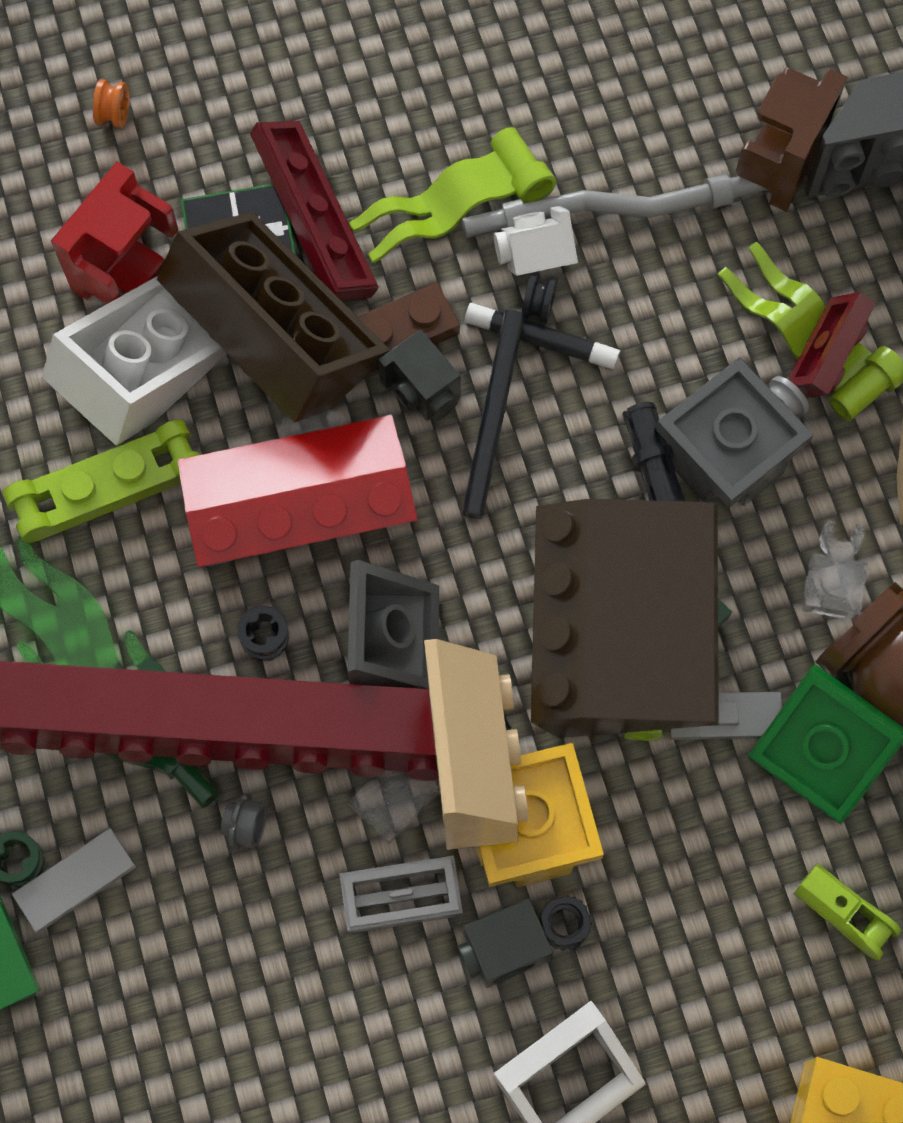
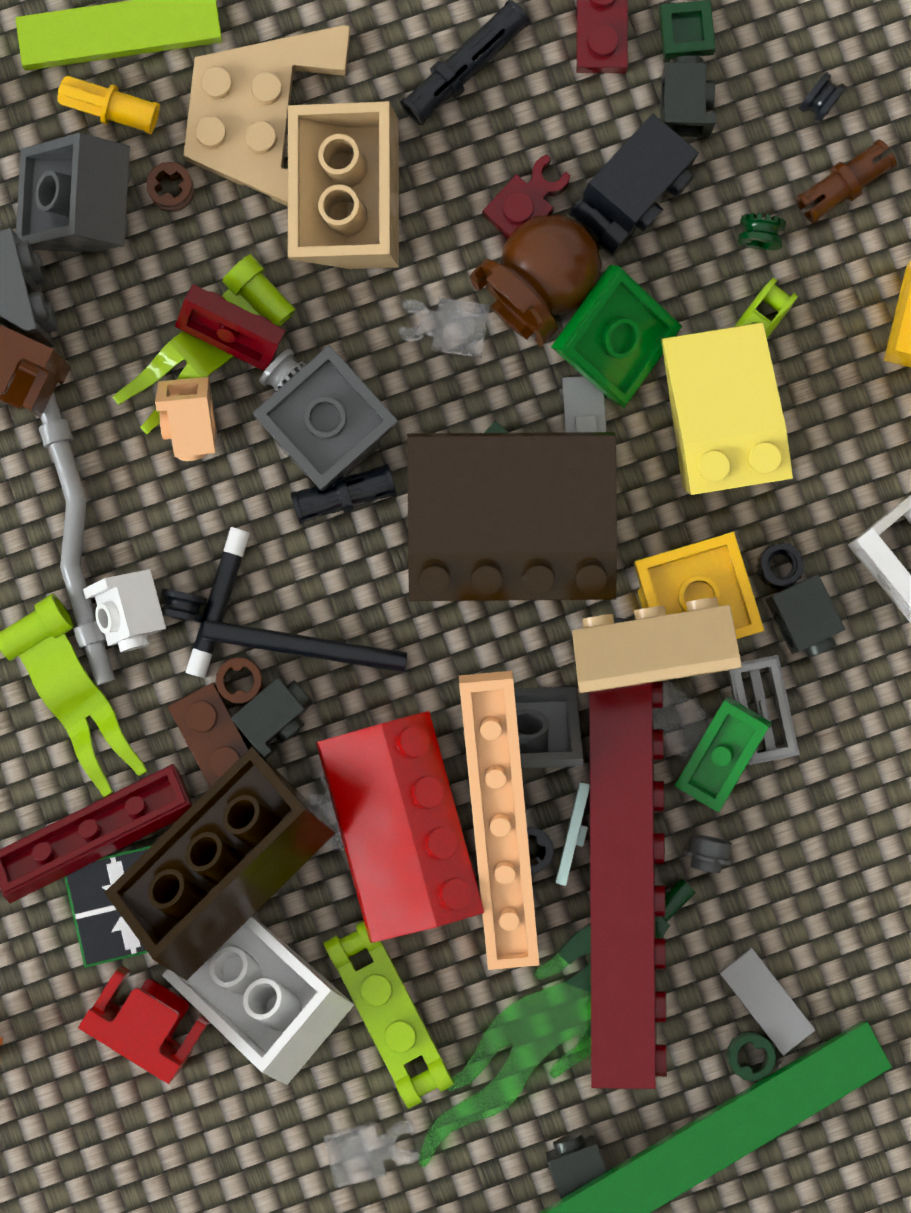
camera: 95 degrees left, 15 degrees up
(253, 667) = (575, 834): none -> light aqua piece
(297, 579) = (499, 819): none -> light nougat plate
(352, 839) = (723, 754): none -> green plate
(474, 341) = (239, 696): none -> reddish brown bush
(735, 305) = (187, 417): none -> light nougat brick
(745, 860) = (726, 409): none -> light yellow slope

